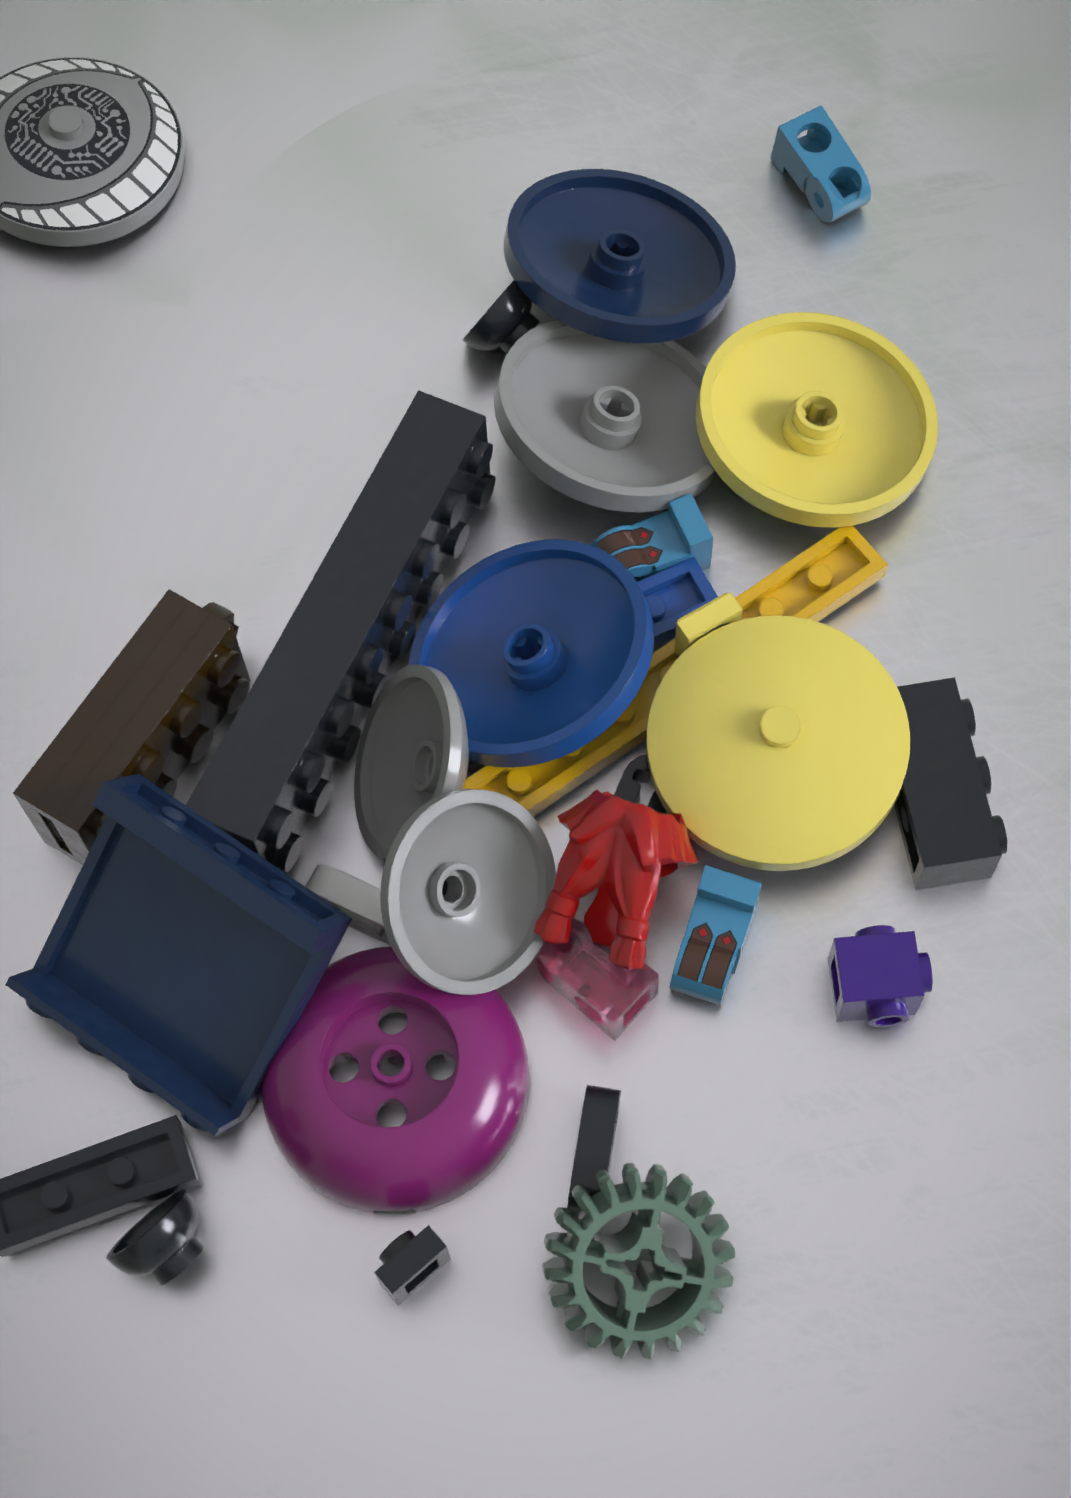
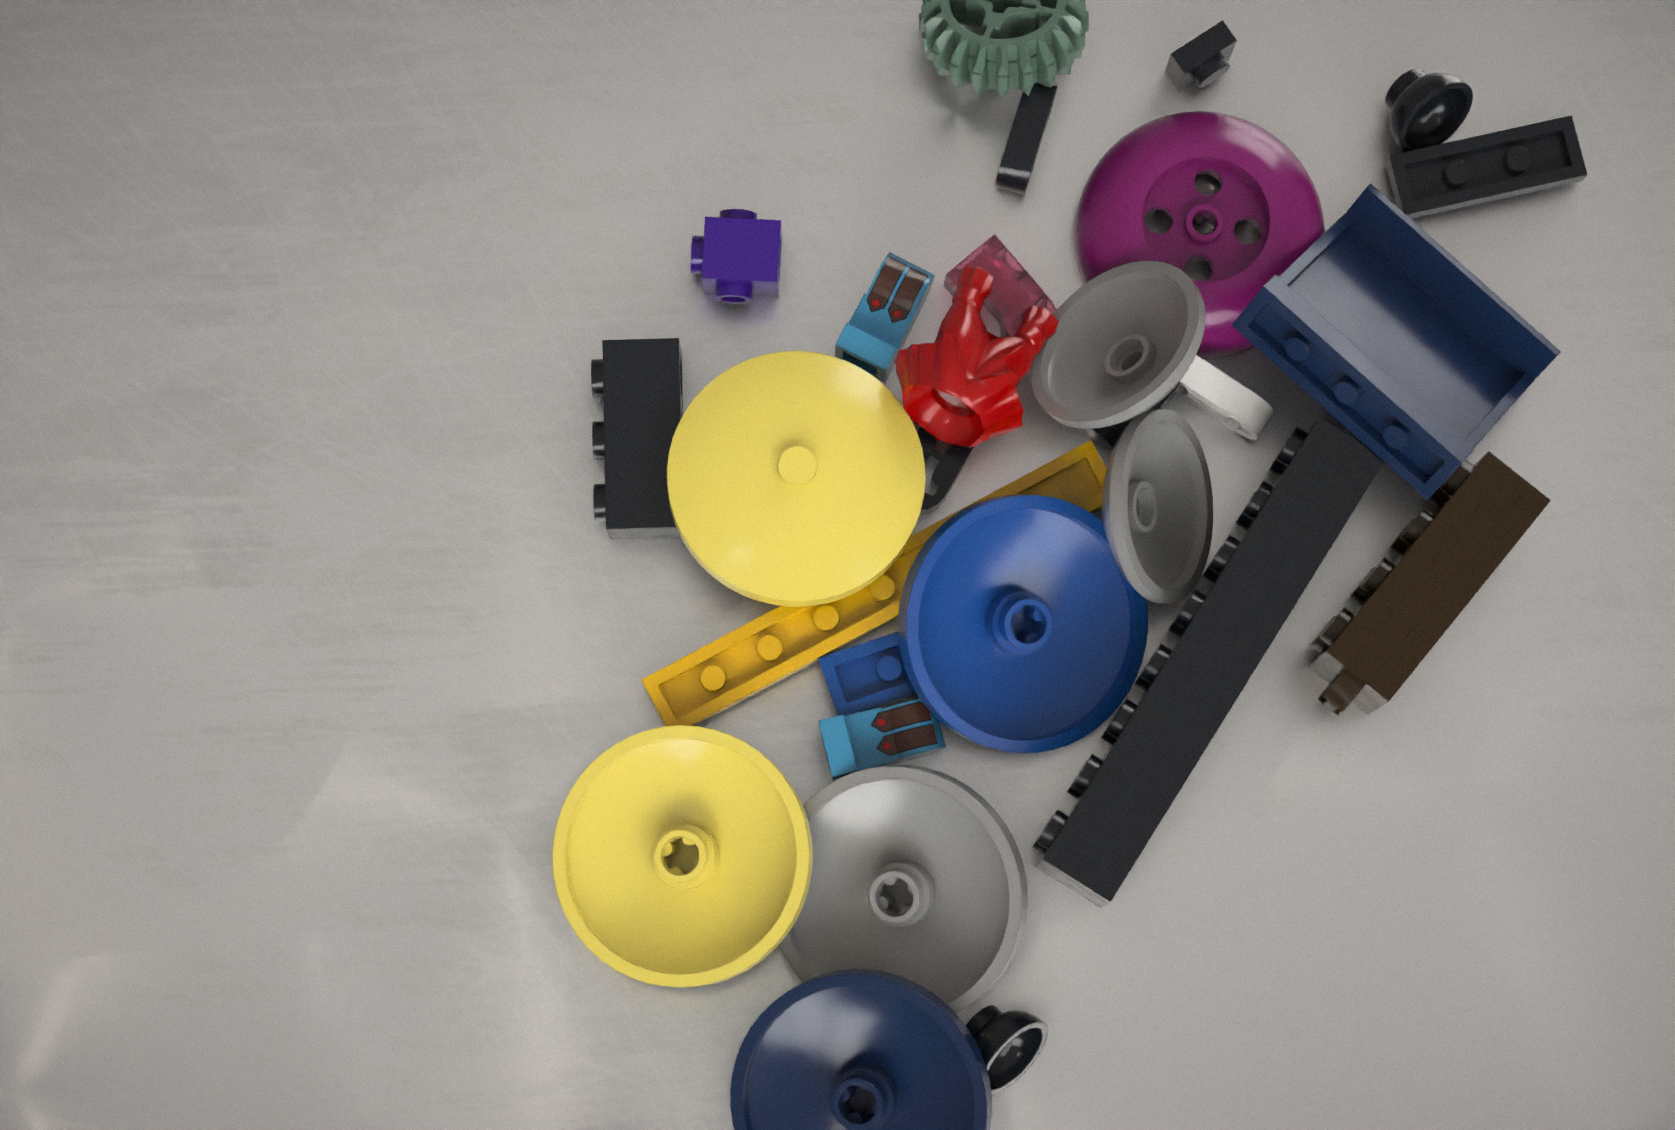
camera: 175 degrees left, 15 degrees up
(705, 619) = (843, 612): light yellow tile -> none

